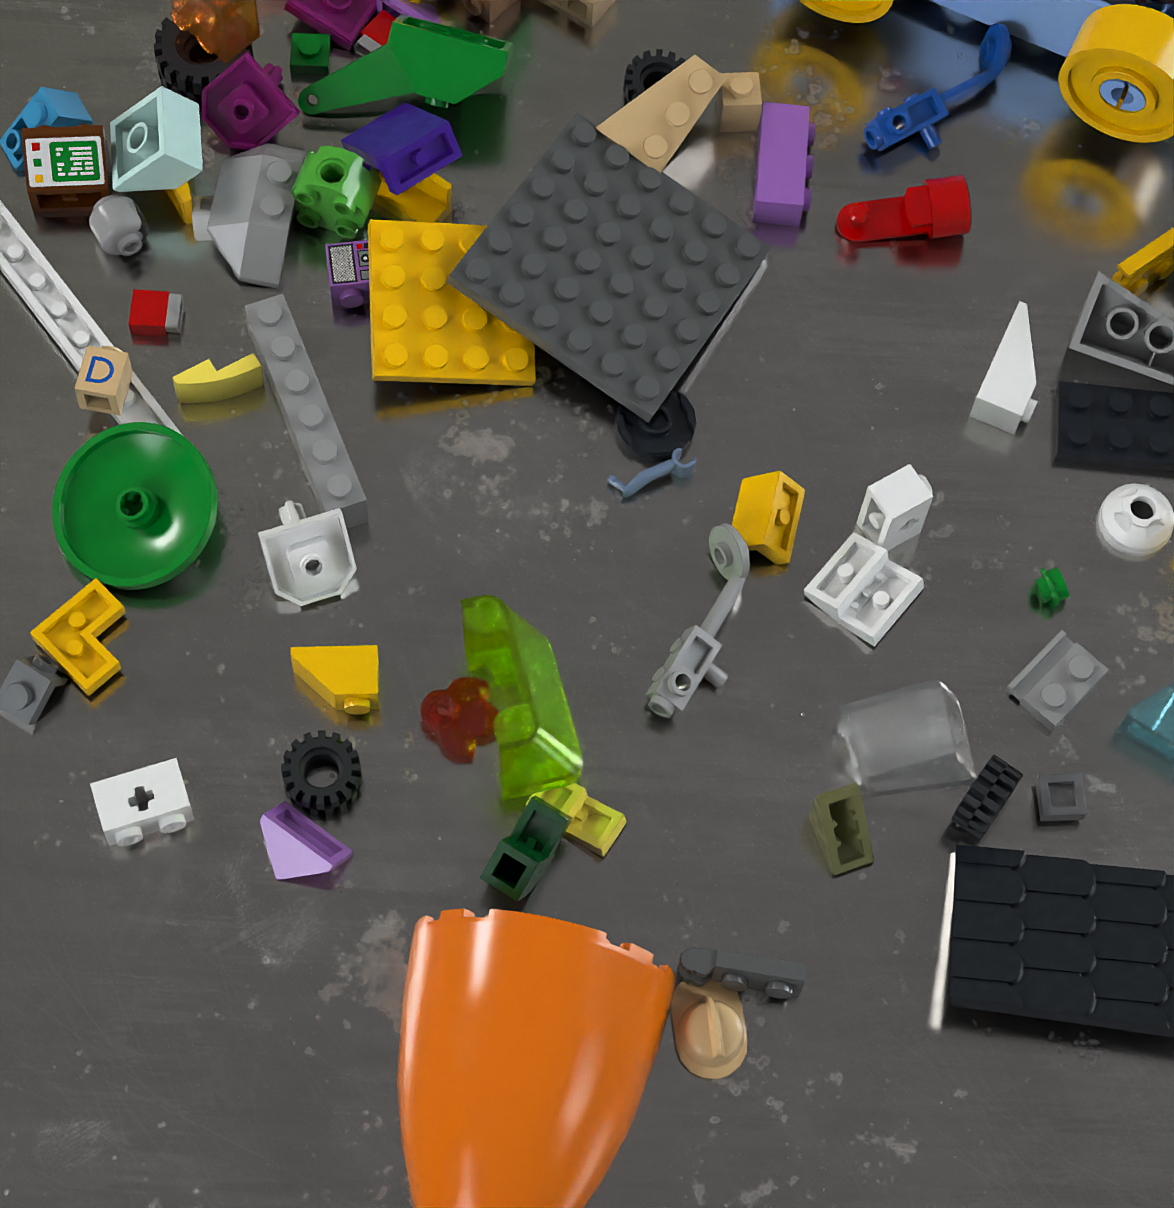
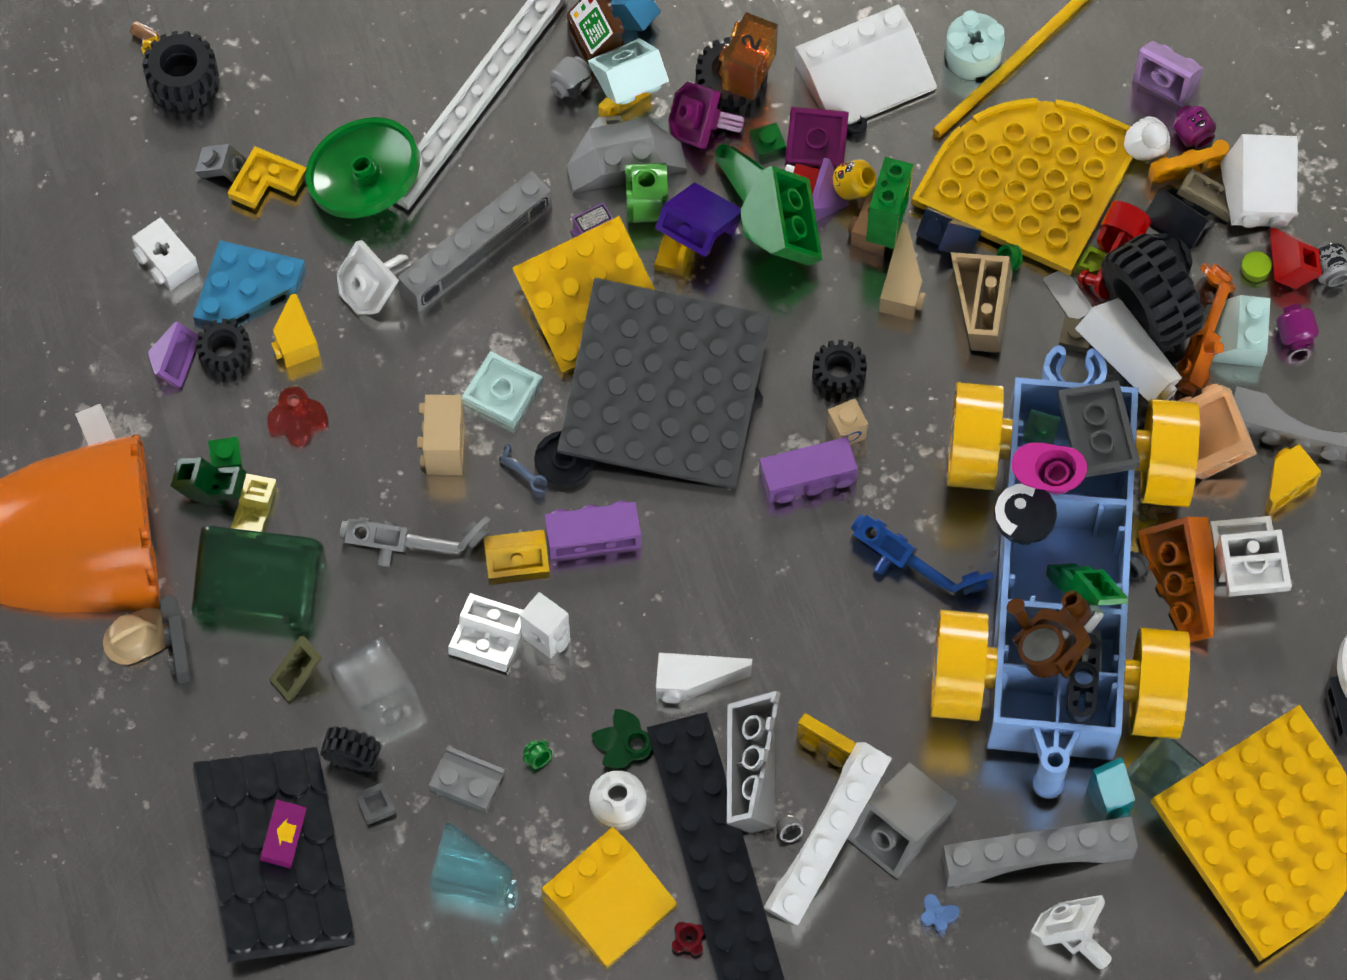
camera: 75 degrees right, 0 degrees up
(103, 379) = (443, 112): tan brick -> none
(155, 313) = (518, 127): red piece -> none
(206, 384) = (476, 178): light yellow slope -> none
(229, 718) = (245, 282): none -> dark azure plate
(367, 985) = (95, 425): none -> white sticker
(481, 824) = (225, 452): none -> green plate
(526, 460) = (502, 389): none -> light aqua tile
(535, 738) = (310, 446): clear neon green windscreen -> none
(579, 536) = (442, 435): none -> tan container
(664, 114) = (796, 372): tan wedge -> none
(695, 837) = (259, 576): none -> clear green windscreen
(771, 415) = (593, 529): none -> medium lavender brick
(935, 208) = (812, 582): red piece -> none
(1061, 491) = (617, 740): none -> dark green plate
(1084, 916) = (283, 833): none -> magenta tile

